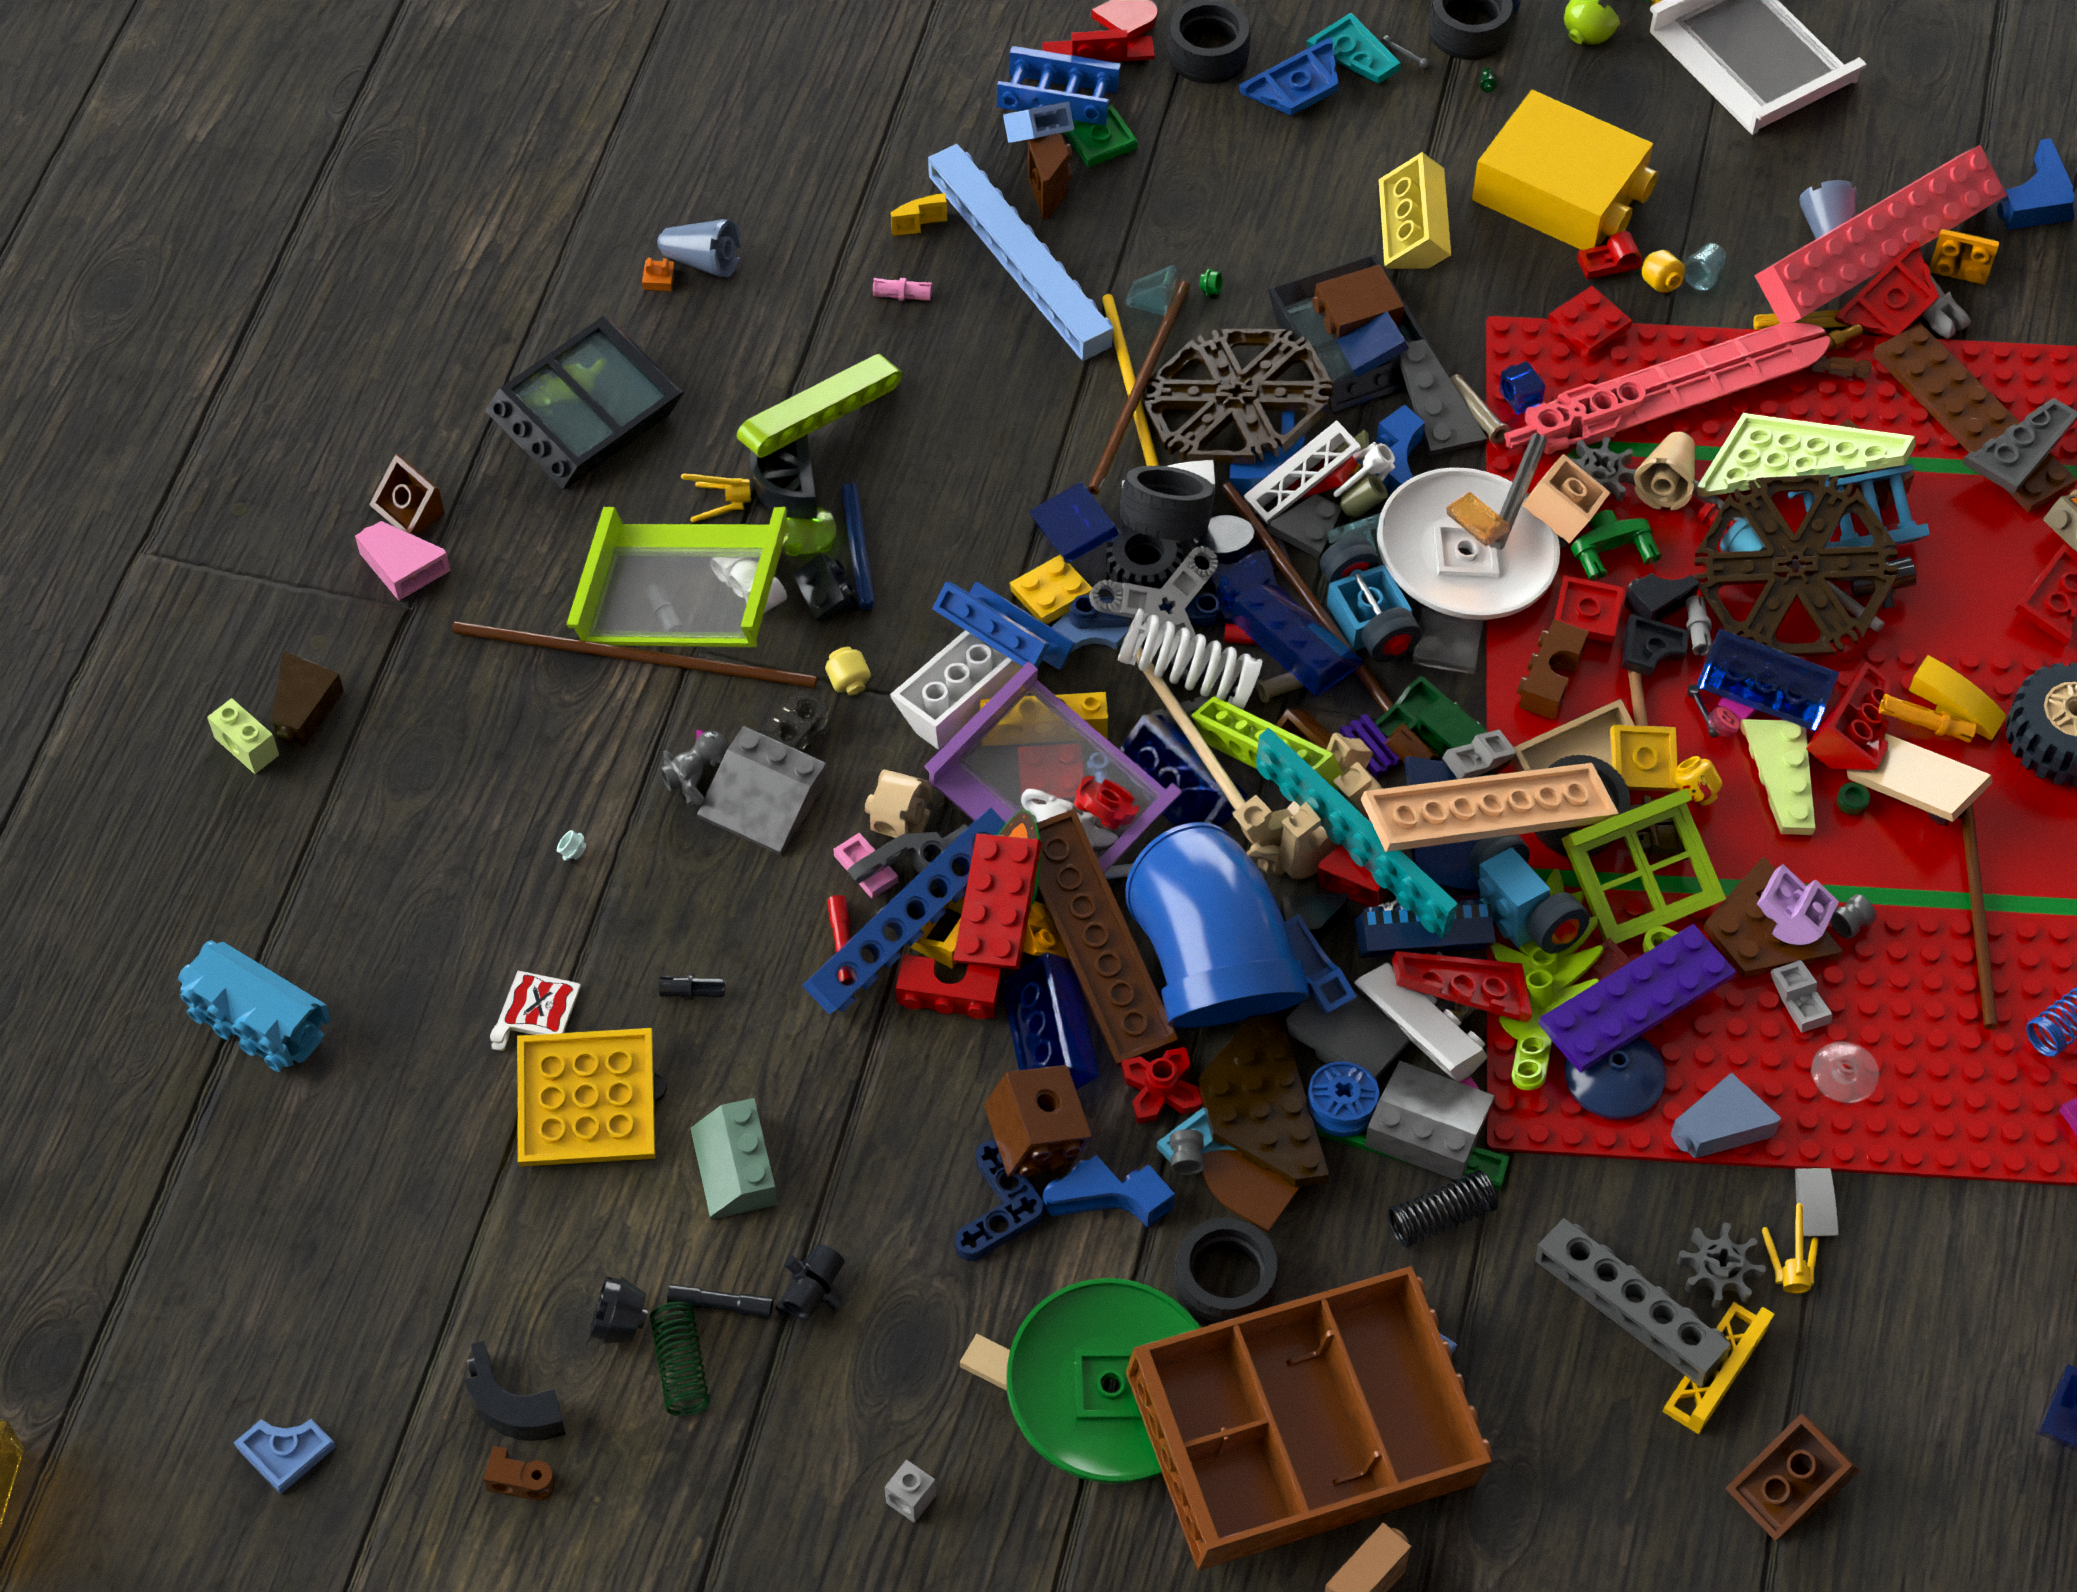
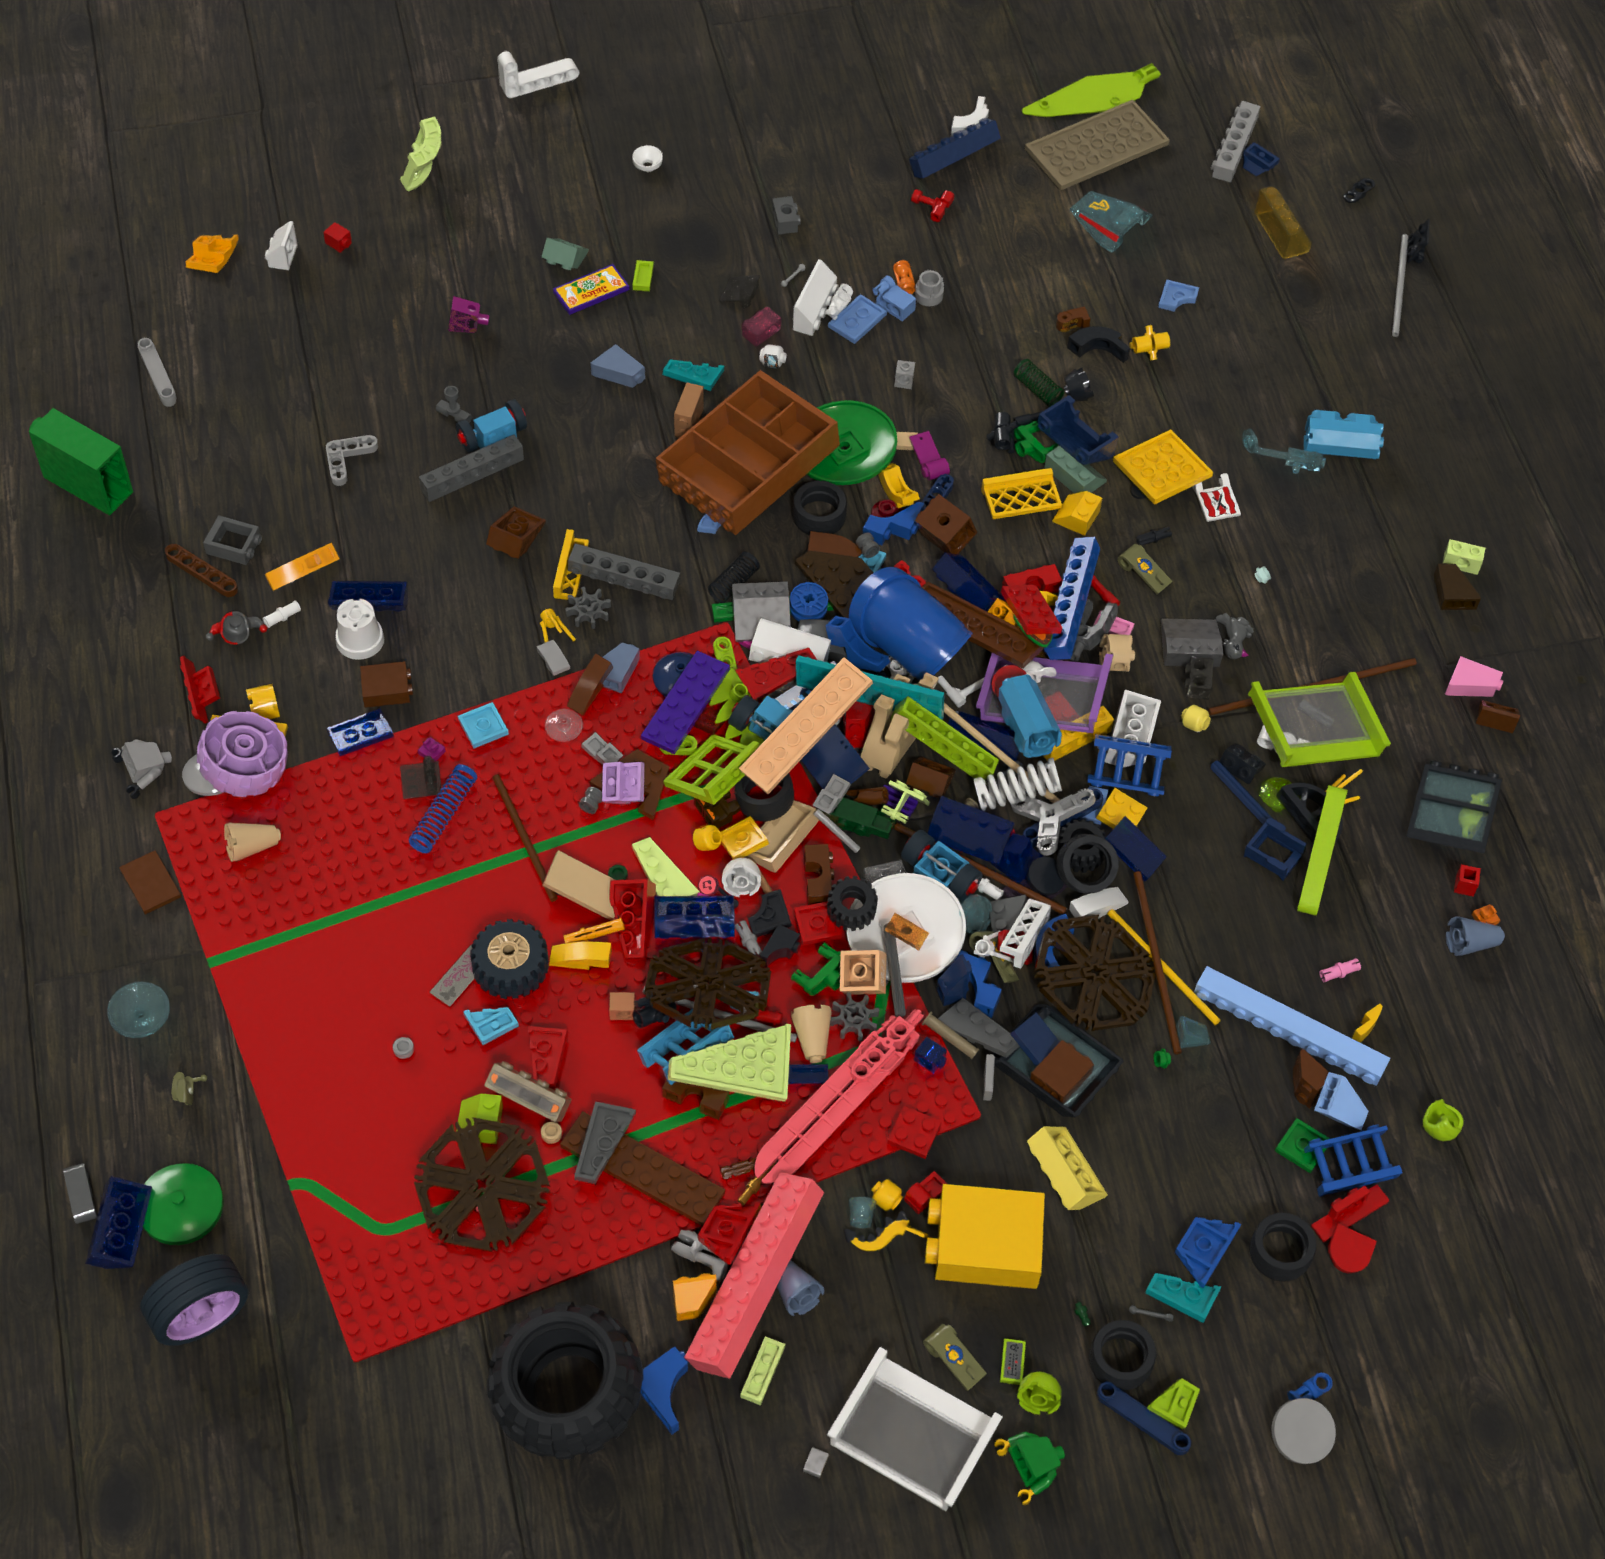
camera: 150 degrees right, 0 degrees up
(357, 1019) = (1294, 457): none -> clear light blue piece
(421, 1352) = (1150, 342): none -> yellow pin
(651, 308) = (1467, 880): none -> red brick
(697, 1195) = (1074, 435): none -> dark blue windscreen
(749, 939) = (1145, 567): none -> olive door
(781, 1243) = (1029, 445): none -> green connector
(785, 1080) = (1078, 511): none -> yellow slope
(857, 1181) = (1017, 483): none -> yellow fence
(889, 476) = (1277, 833): none -> dark blue piece
(925, 76) = (1442, 1121): none -> lime piece
(970, 1299) = (928, 456): none -> magenta door
(1066, 1240) = (896, 487): none -> yellow arch
(1103, 1250) = (879, 509): none -> dark red piece
(1124, 711) = (1028, 716): none -> dark azure brick
(1311, 573) = (990, 889): none -> white pin
(1359, 719) = (903, 788): none -> yellowish green plate
(1441, 444) = (954, 982): none -> dark blue slope
(1456, 342) = (988, 1077): none -> light grey tile
(1492, 720) = (836, 830): none -> light grey bar
(1534, 598) = (852, 889): none -> black tyre
(1599, 69) = (1012, 1361): none -> tile
(1668, 226) = (884, 1235): none -> yellow piece
(1671, 704) = (741, 877): none -> white cylinder
(1675, 101) = (953, 1353): none -> olive door
(1706, 437) = (808, 1073): none -> clear blue tile
(1780, 1094) = (590, 684): none -> reddish brown slope
(1884, 67) = (815, 1462): none -> flat silver piece
(1909, 164) = (762, 1370): none -> yellowish green plate
(1922, 608) = (622, 1006): none -> nougat brick
(1985, 1116) = (483, 725): none -> medium azure plate

